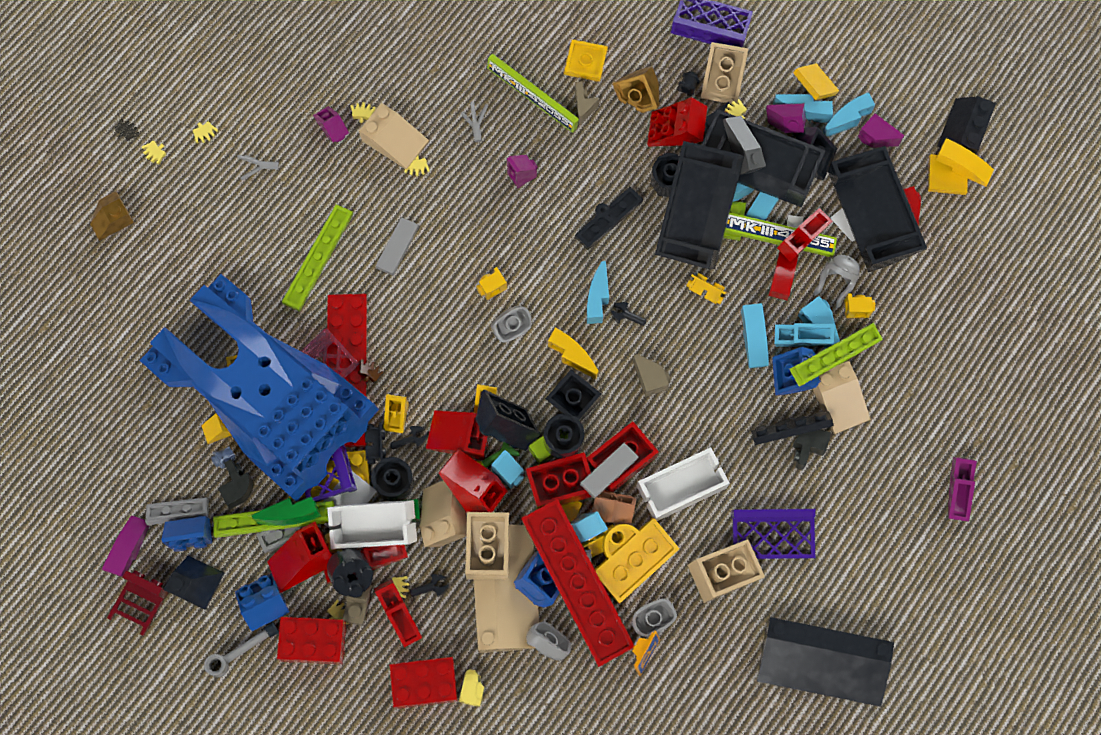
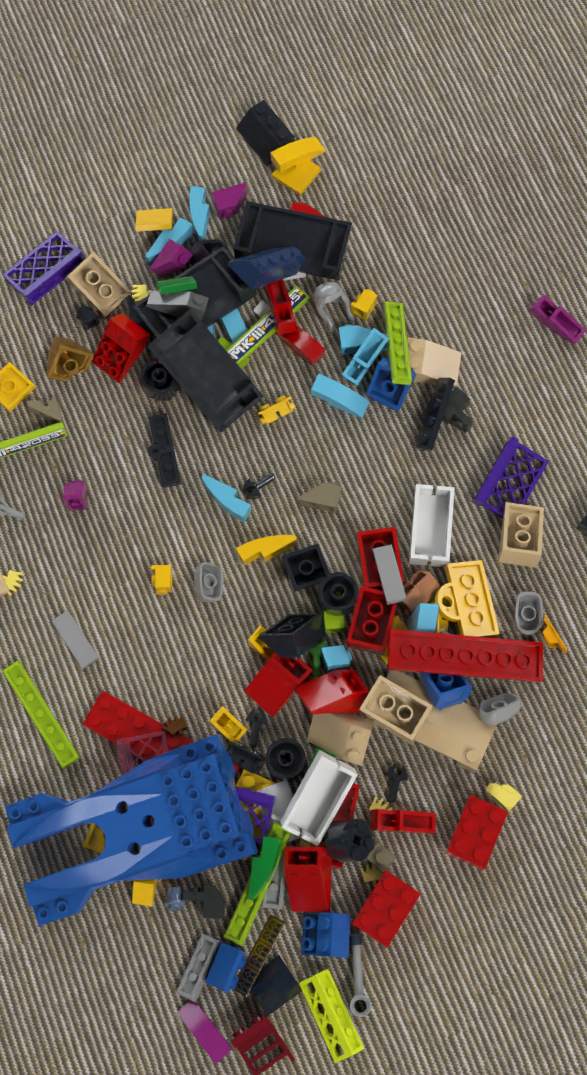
camera: 55 degrees left, 0 degrees up
(198, 647) = (334, 1014): none -> neon yellow fence
(214, 554) = (259, 954): none -> sticker
(759, 132) = (176, 285): none -> green tile
(832, 199) = (268, 266): none -> dark blue slope

